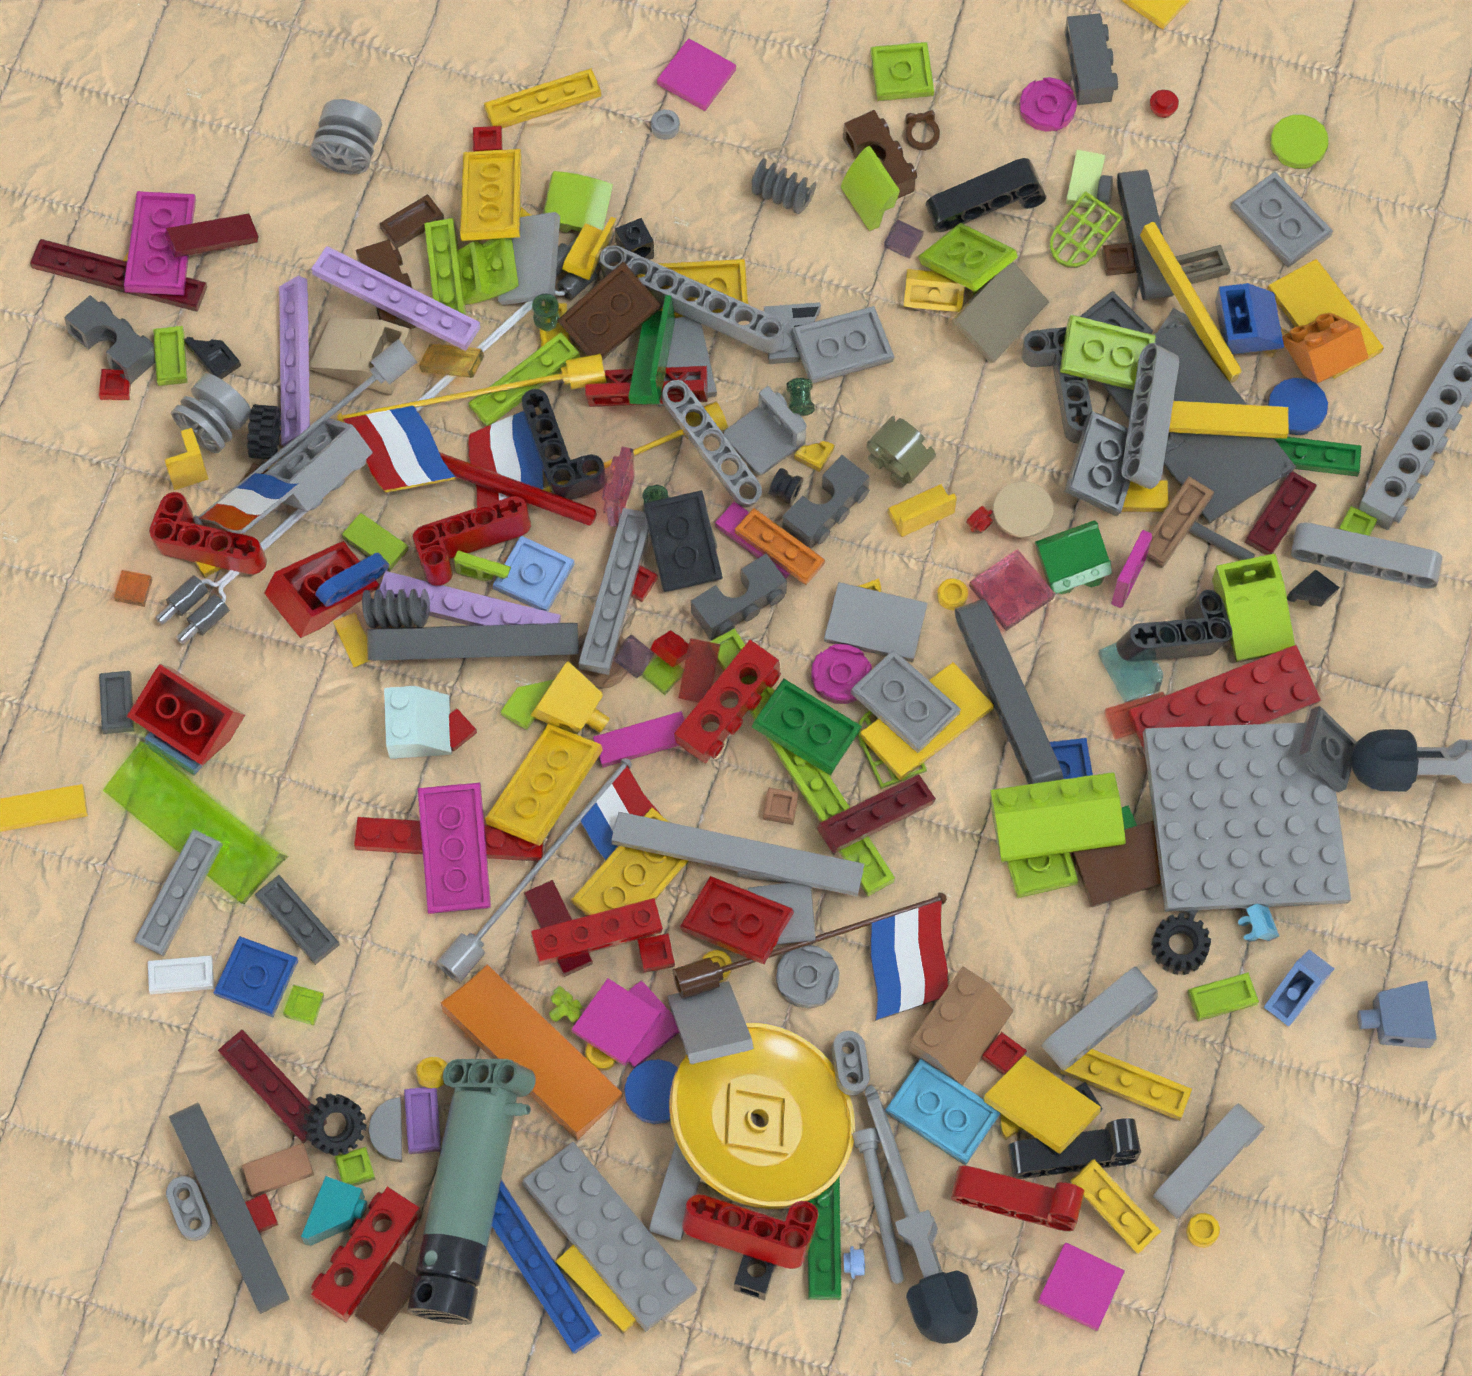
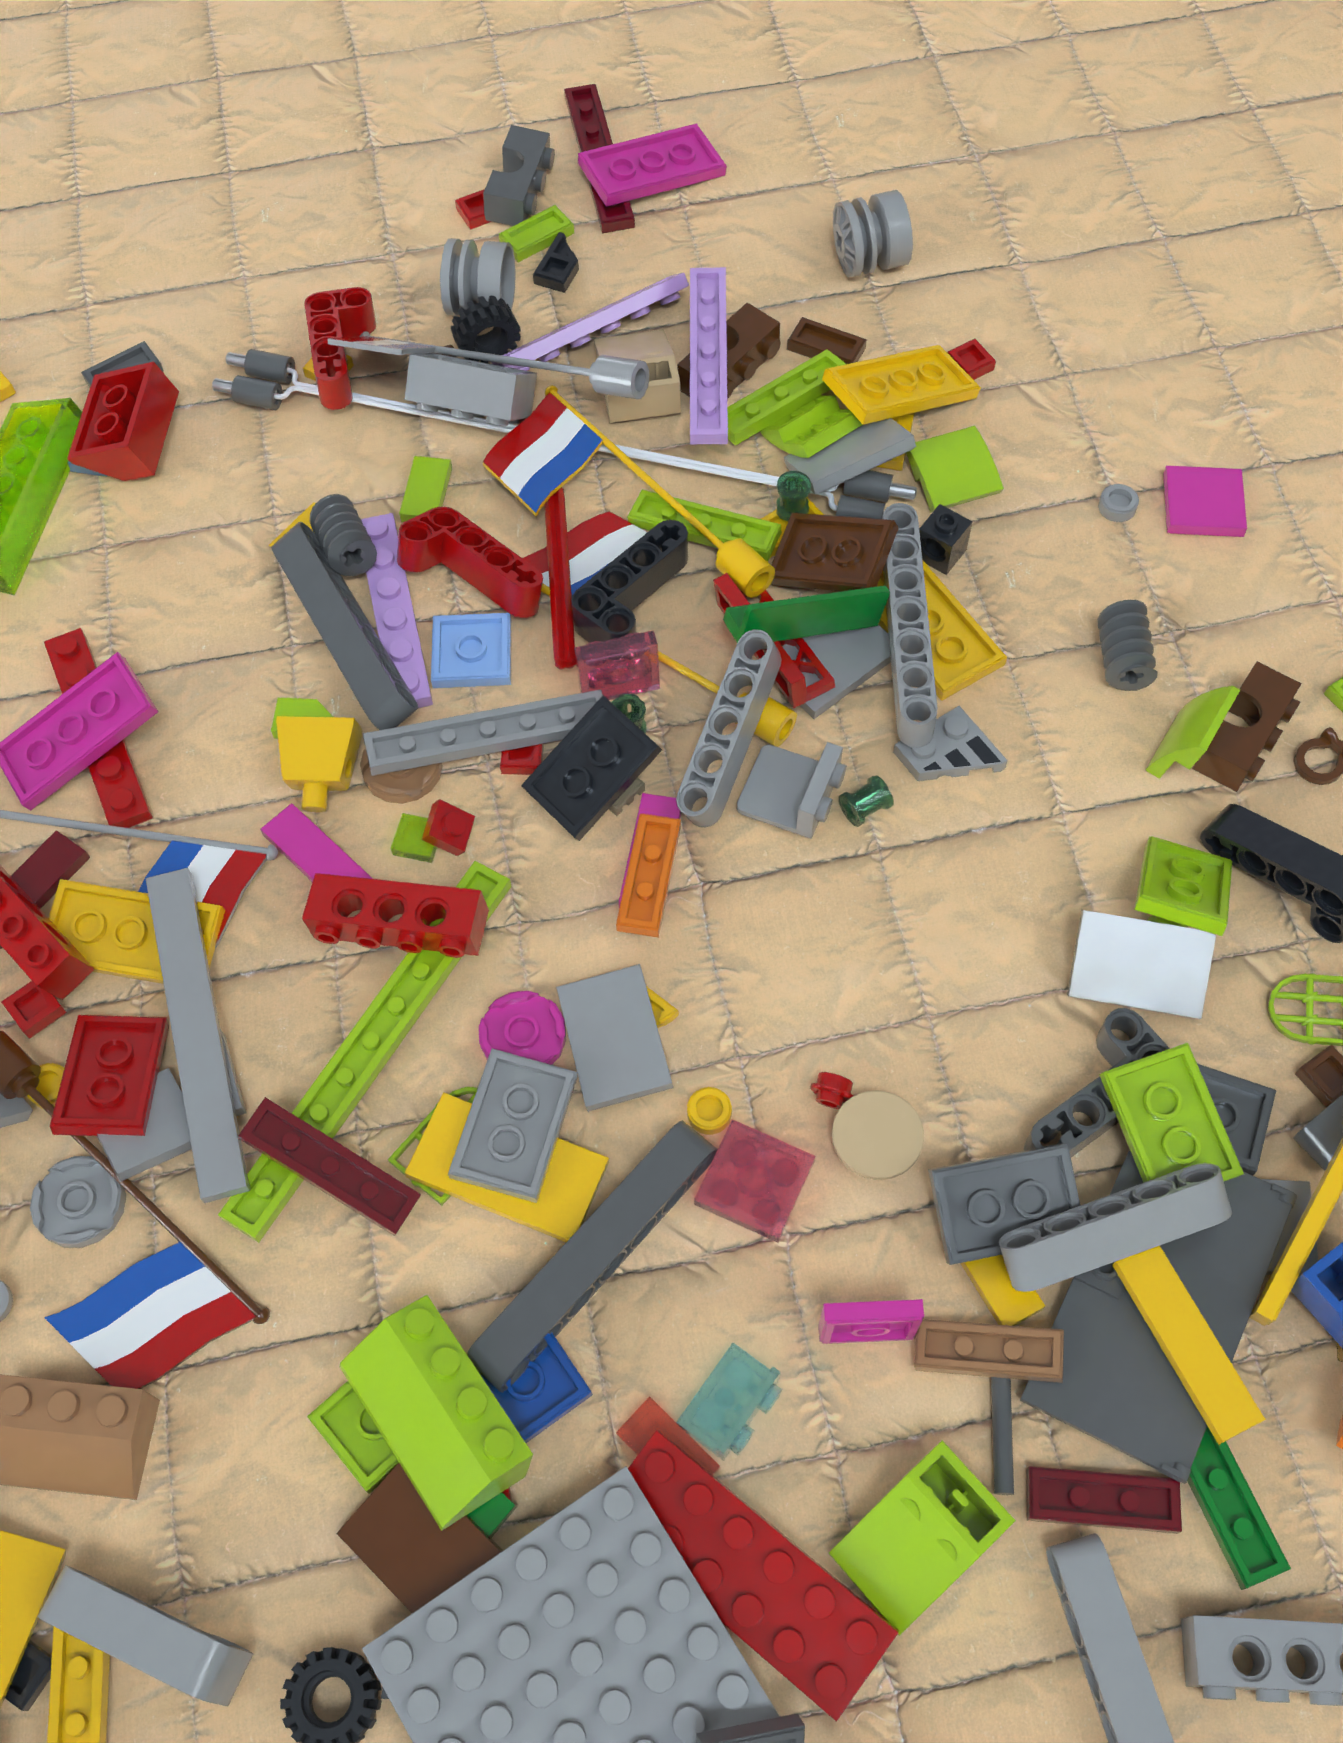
camera: 65 degrees right, 5 degrees down
(133, 588) = (258, 325): clear orange tile -> none
(189, 466) = (413, 286): yellow panel -> none
(211, 235) = (685, 193): dark red tile -> none
(295, 586) = (337, 459): red slope -> none
(352, 579) = (351, 479): blue beam -> none
(416, 722) = (219, 623): light aqua slope -> none
(451, 360) = (676, 448): clear yellow tile -> none
(459, 729) = (237, 669): red tile -> none
(479, 567) = (441, 587): lime tile -> none
(543, 99) = (1059, 383): yellow tile -> none
(544, 784) = (197, 781): yellow tile -> none
(587, 249) = (880, 492): yellow panel -> none
(633, 656) = (415, 792): tile -> none
(699, 669) = (438, 864): clear red tile -> none
(720, 613) = (583, 883): dark grey arch -> none
(780, 806) = (302, 1052): nougat tile -> none
(786, 486) = (735, 842): black wheel -> none
(806, 726) = (415, 1024): green tile -> none
(812, 521) = (773, 910): dark grey arch -> none
(815, 454) = (804, 858): yellow tile -> none
(842, 344) = (968, 811): light grey tile -> none
(900, 451) = (858, 941): olive brick -> none
(903, 239) = (1161, 809): clear purple tile -> none
(922, 510) = (803, 1013): yellow panel -> none
(932, 291) = (1110, 871): yellow panel -> none
(1003, 1053) = (61, 1519): red tile -> none
(1074, 558) = (849, 1238): green slope -> none
(1198, 635) = (800, 1432): black beam -> none
(1305, 404) = (1294, 1441): blue tile -> none
(1315, 589) = (1007, 1615): black tile -> none
(1358, 522) = (1160, 1630): lime tile -> none

